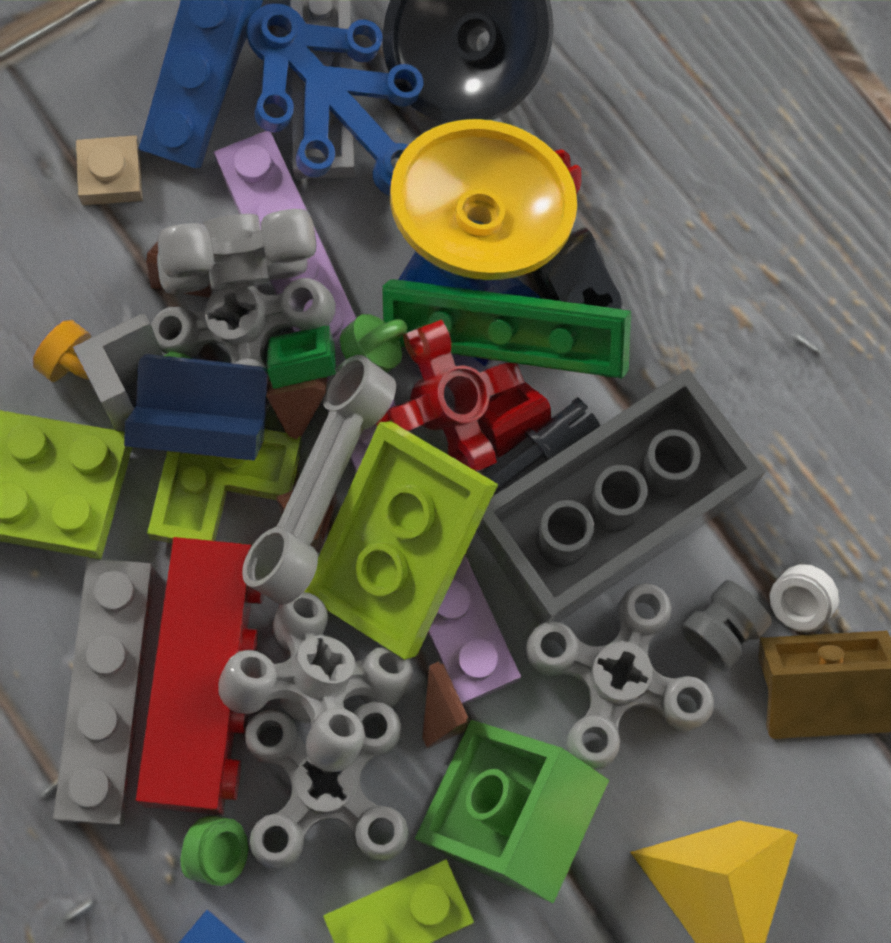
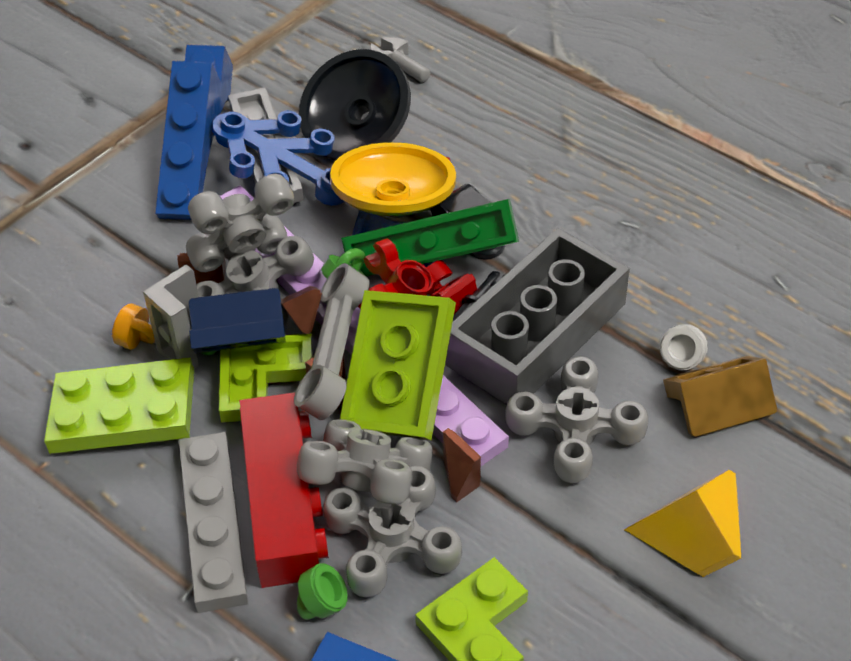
camera: 10 degrees left, 25 degrees down
(109, 170) = (138, 230): tan plate -> none
(301, 356) = (299, 282): green tile -> none
(513, 809) = (532, 512): bright green slope -> none
(726, 625) = (639, 371): dark grey wheel -> none

